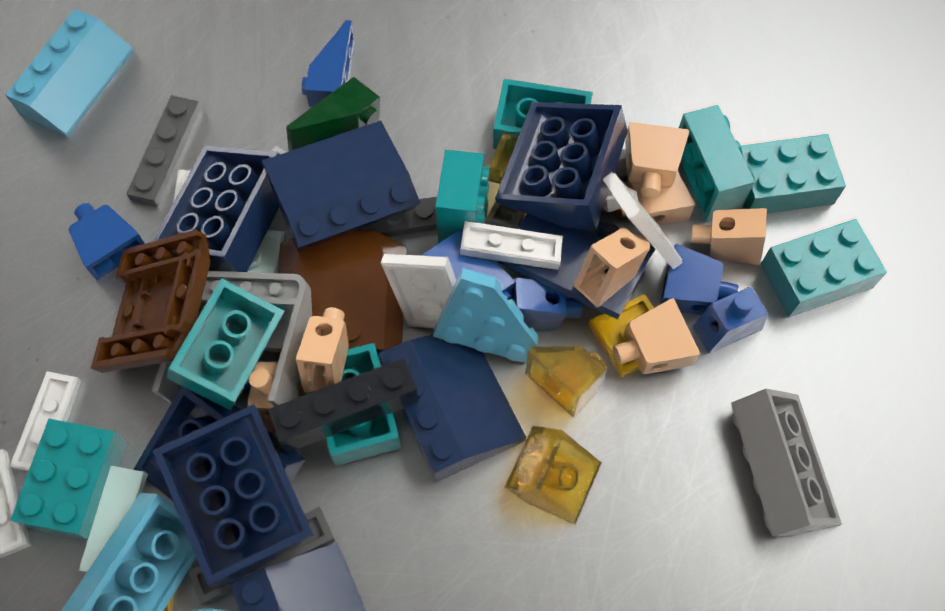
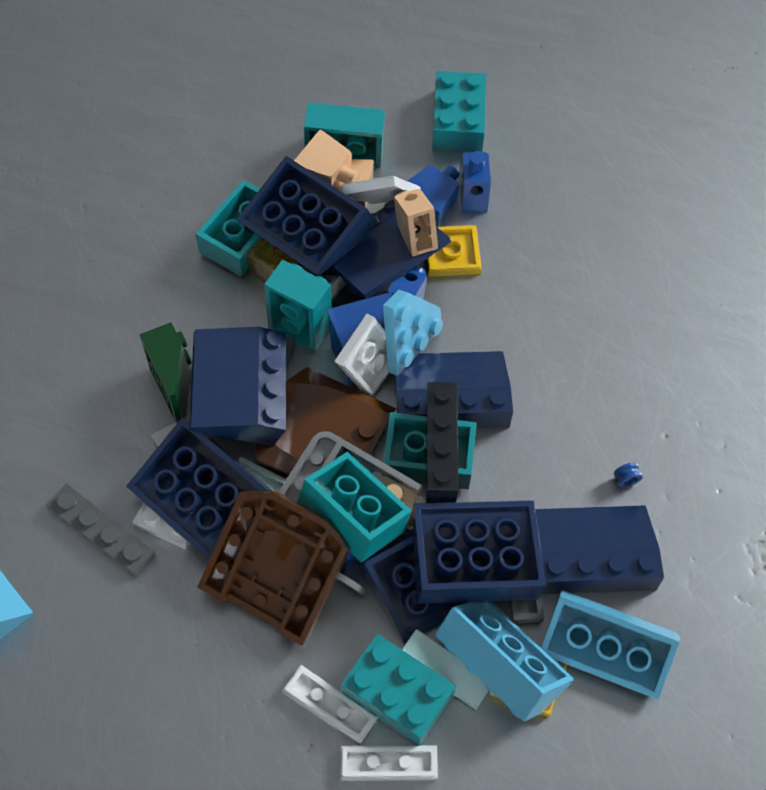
camera: 70 degrees left, 5 degrees down
(101, 238) = (172, 604): blue torso -> none
(323, 351) = (392, 439): light nougat torso -> none
(330, 66) = (104, 368): blue slope -> none
(511, 245) = (360, 281): white tile -> none
(553, 473) = (538, 342): clear yellow slope -> none
(566, 374) = (475, 298): clear yellow slope -> none
(658, 341) = (470, 230): light nougat torso -> none
(734, 235) = (410, 147): light nougat torso -> none
(784, 463) = (591, 201): light grey slope -> none
(793, 174) = (378, 85): brick -> none

